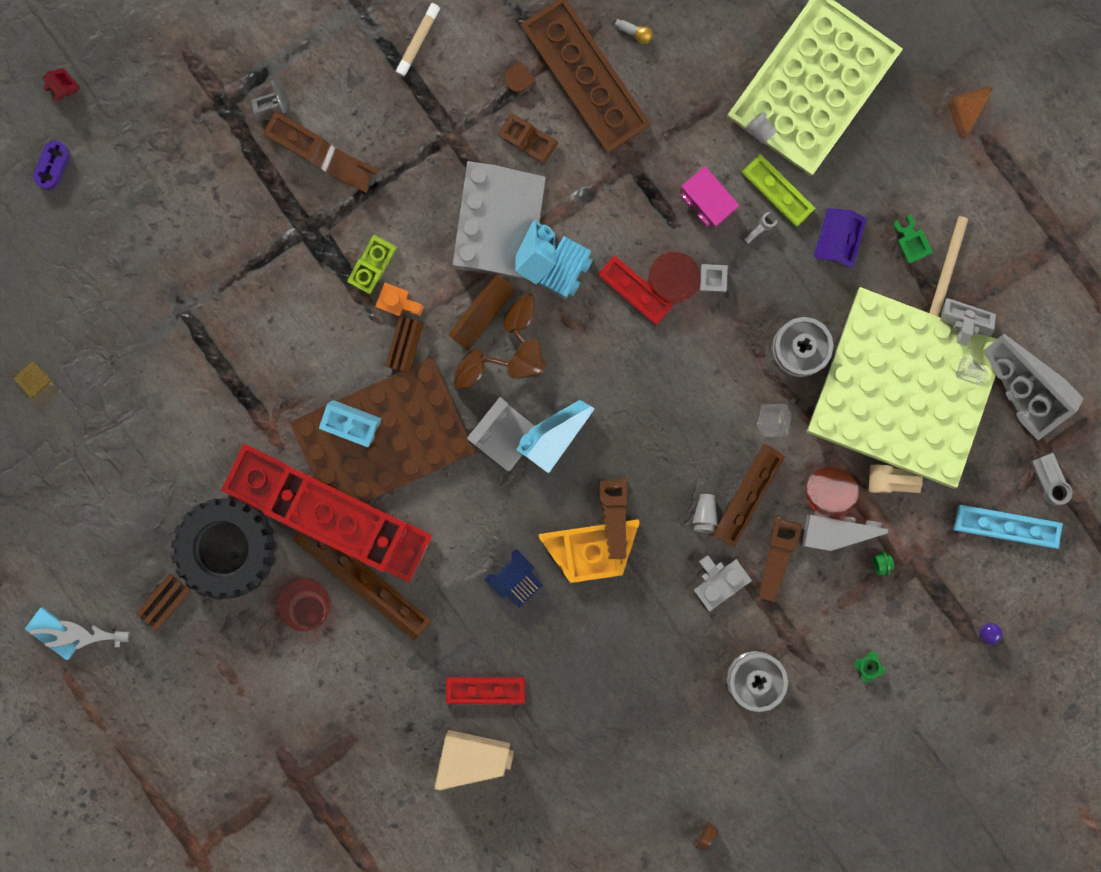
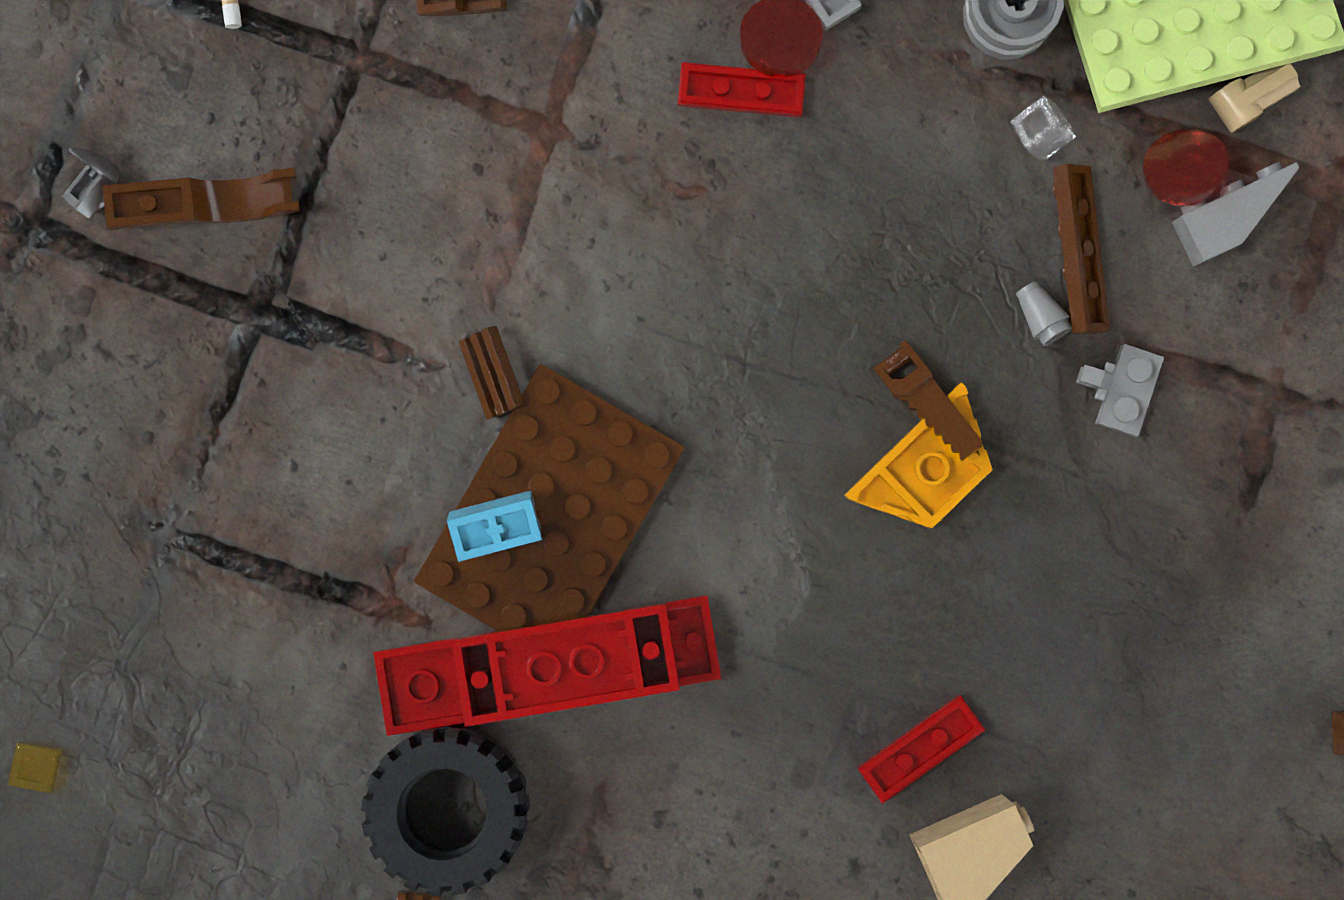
camera: 30 degrees left, 0 degrees up
(304, 604) = (603, 807): clear red tile -> none
(367, 585) = (670, 723): reddish brown plate -> none
(372, 264) = (374, 298): lime slope -> none
(396, 300) = (439, 325): orange plate -> none
(481, 312) = (562, 258): reddish brown tile -> none
(495, 217) = (499, 124): light grey slope -> none
(501, 433) = (706, 397): light grey bracket -> none
(515, 580) = (857, 575): clear blue piece -> none
(526, 360) = (670, 279): reddish brown plant -> none
(536, 253) = (579, 129): medium azure slope -> none
(551, 437) = (772, 354): medium azure slope -> none
(570, 261) = (630, 123): medium azure brick -> none
(765, 694) = (1254, 501): light grey wheel -> none
(778, 556) = (1175, 302): reddish brown piece -> none
(883, 564) = (1317, 214): green plate -> none

